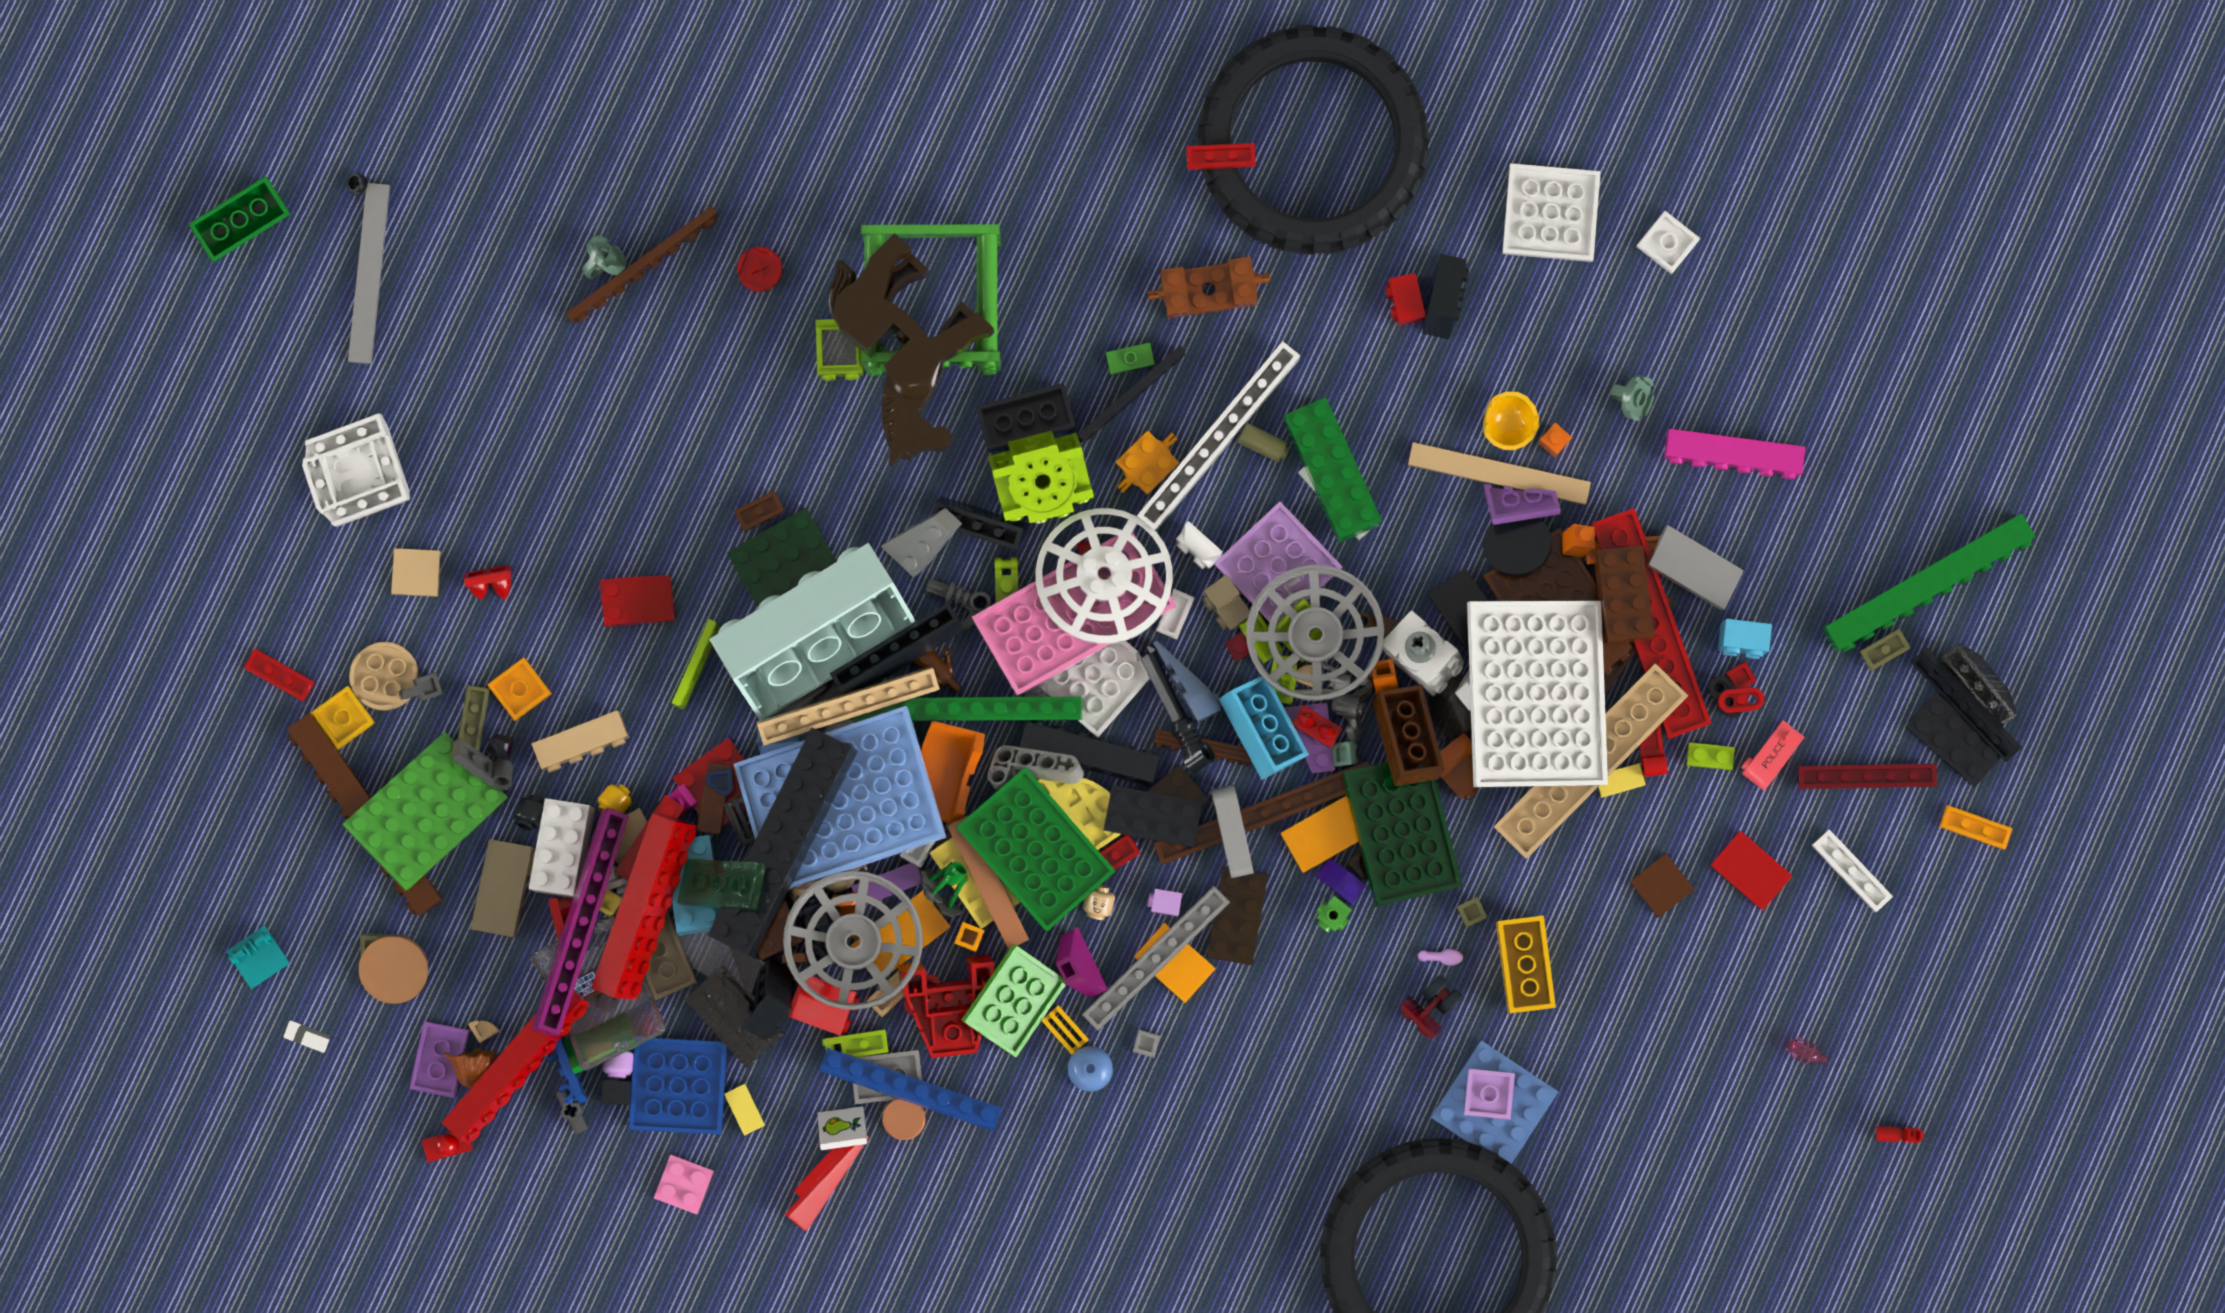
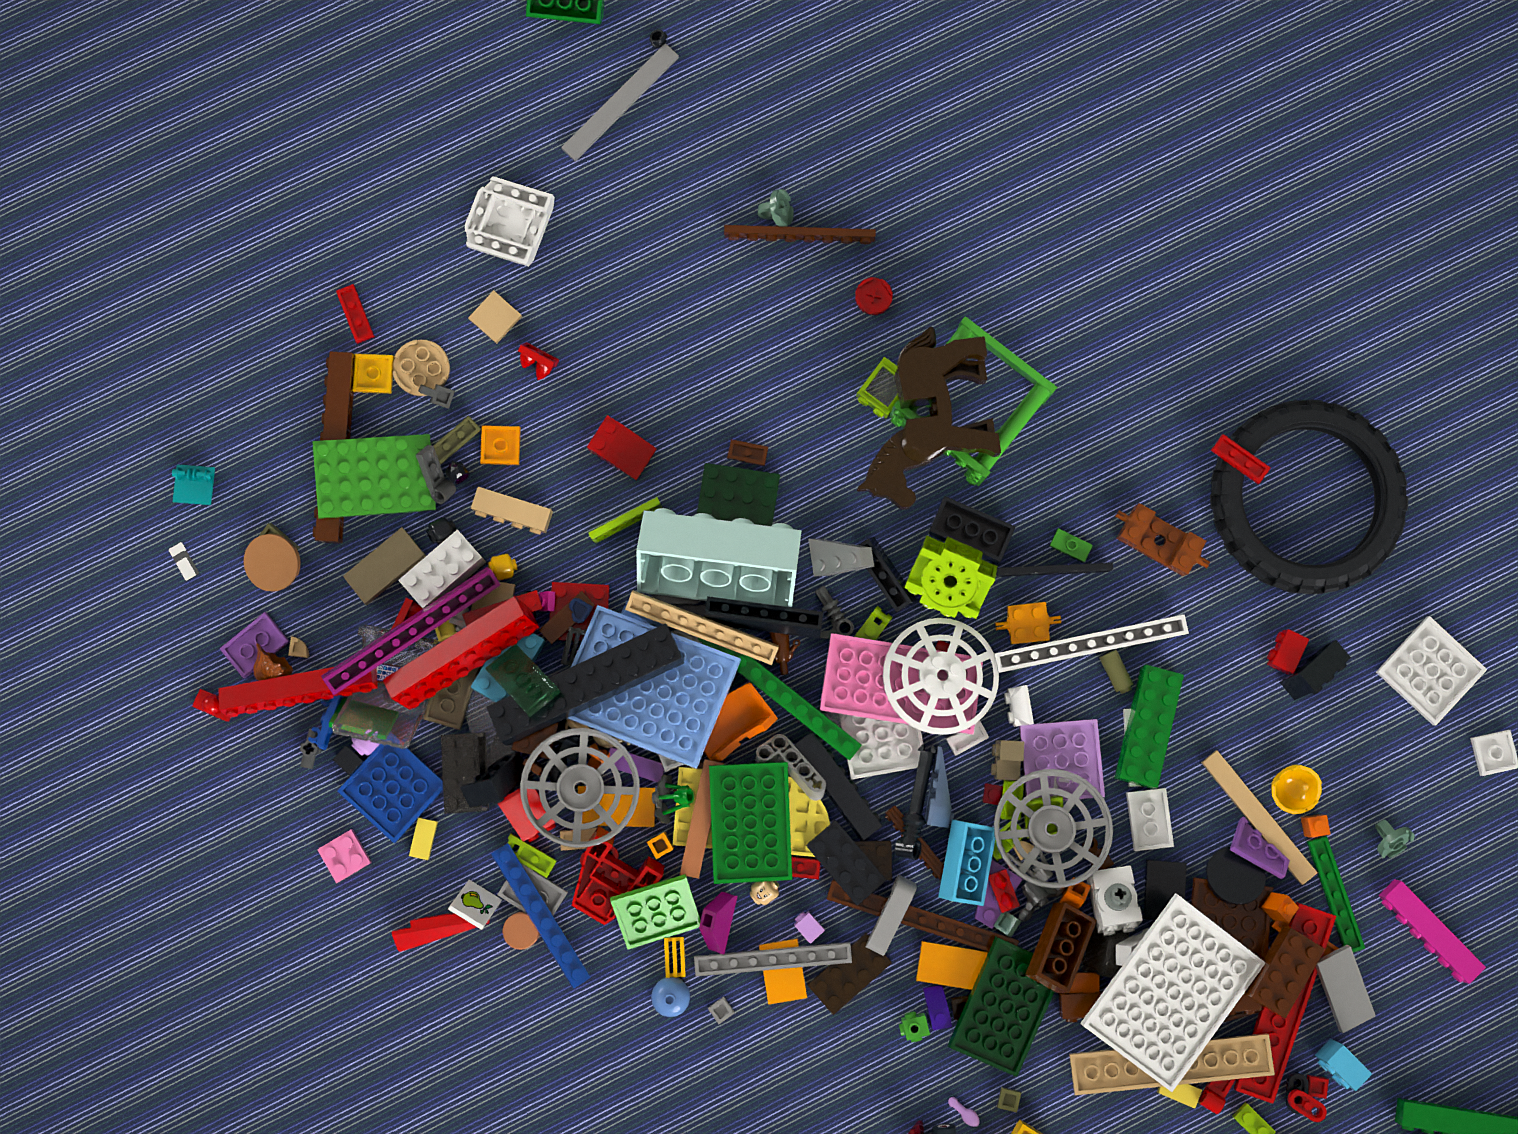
camera: 40 degrees right, 0 degrees up
(1400, 555) = (1149, 819): none -> white plate
(1622, 487) = (1335, 893): none -> green tile

